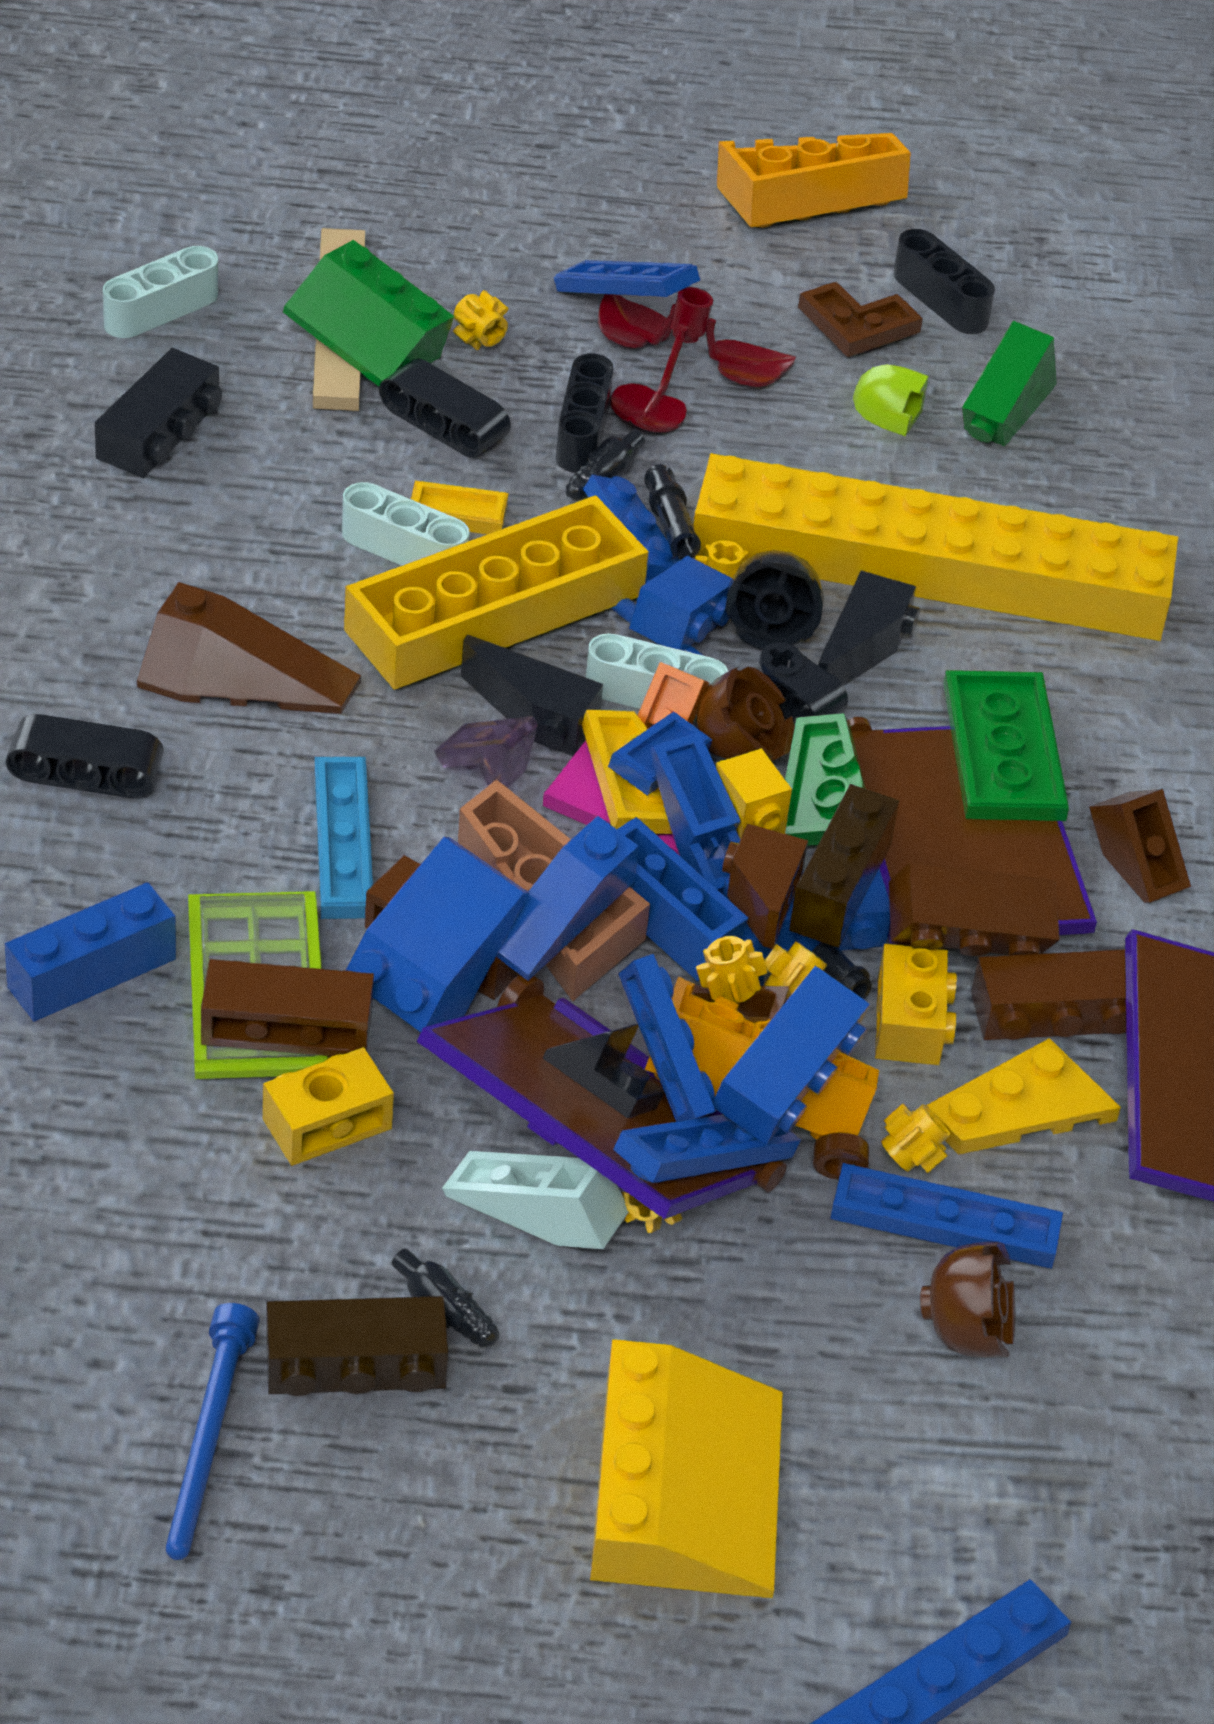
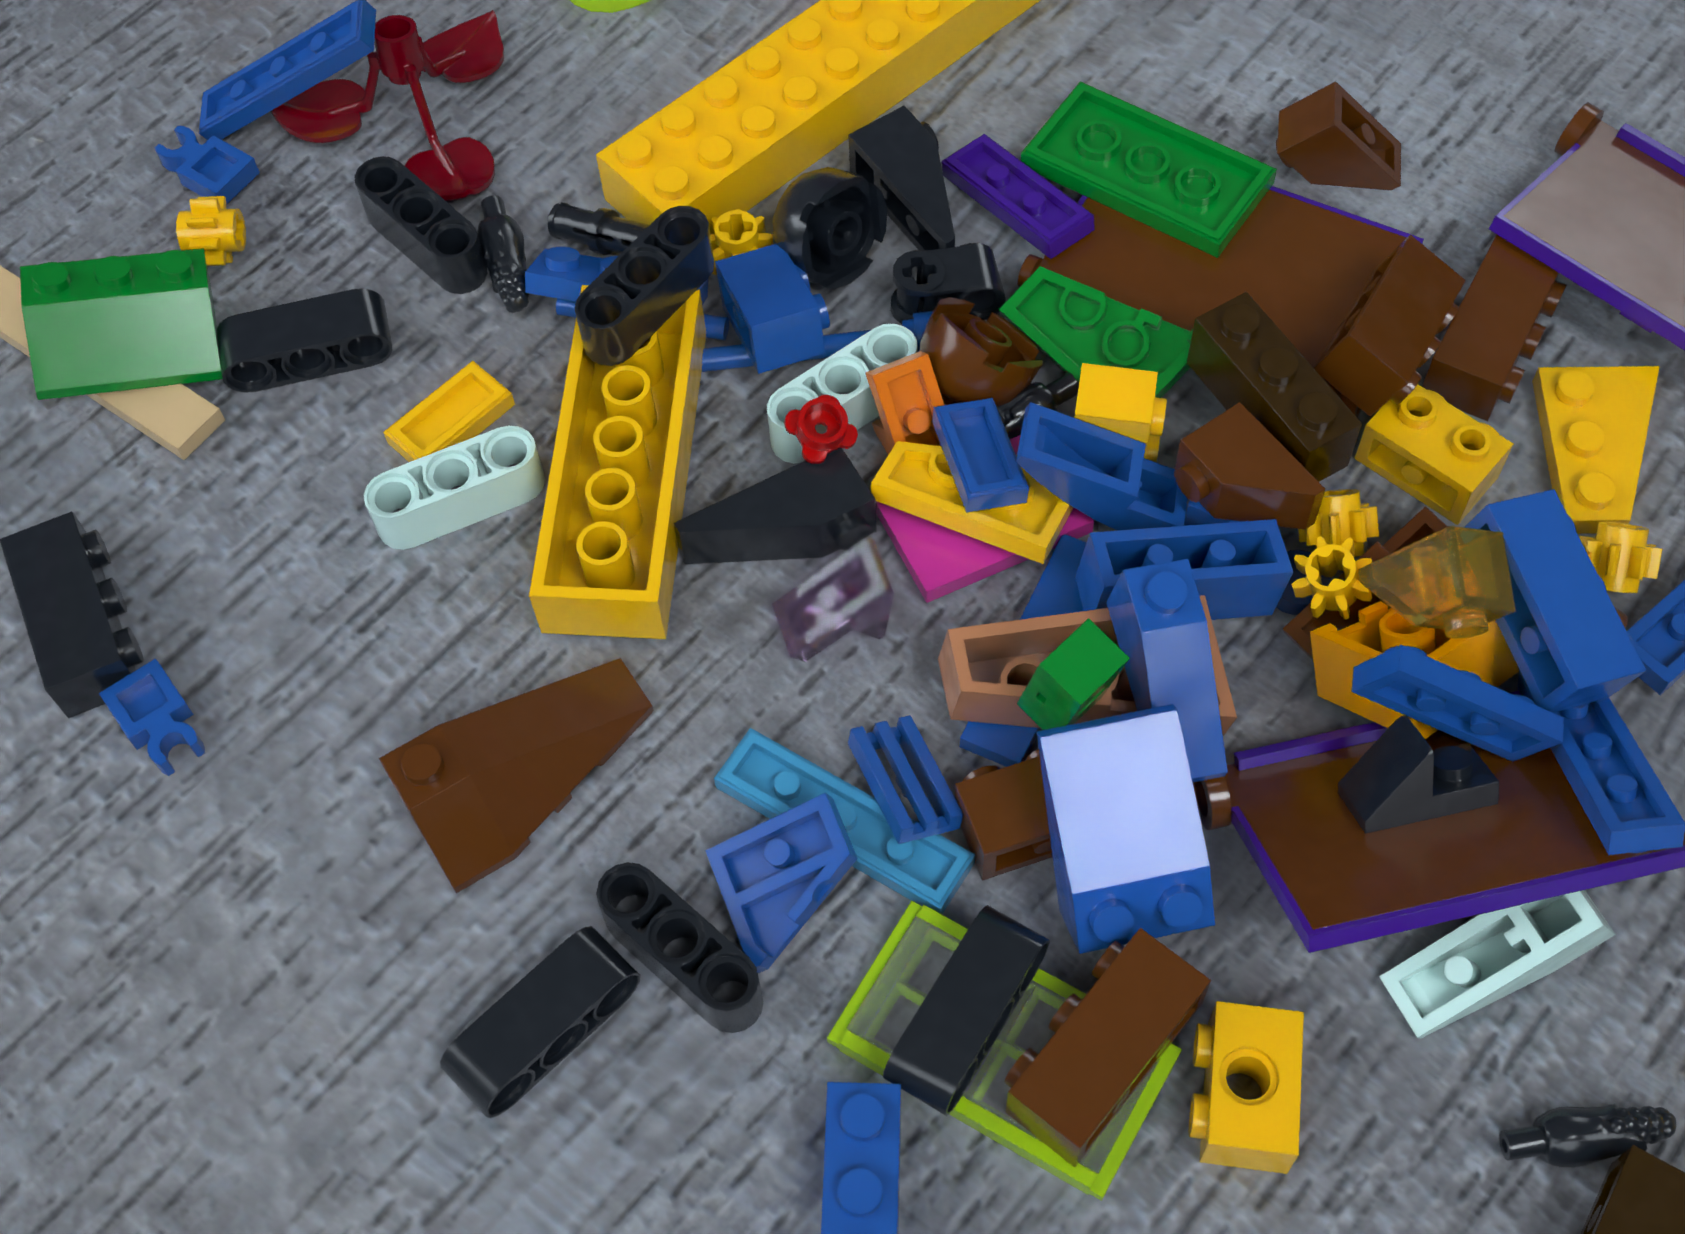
camera: 45 degrees left, 15 degrees up
(126, 483) = (152, 713): none -> blue plate
(184, 793) = (669, 918): none -> black beam
(256, 931) = (966, 1010): none -> black beam
(273, 814) = (781, 874): none -> blue wing
(412, 824) = (928, 773): none -> blue tile
(499, 829) = (1072, 678): none -> green piece
(531, 295) = (208, 168): none -> blue plate
(602, 652) = (821, 411): none -> red plate
(614, 514) = (645, 285): none -> black beam
(749, 986) = (1446, 581): none -> clear yellow slope
(843, 970) = (1369, 480): black pin -> none
(913, 691) = (1018, 196): none -> dark purple tile

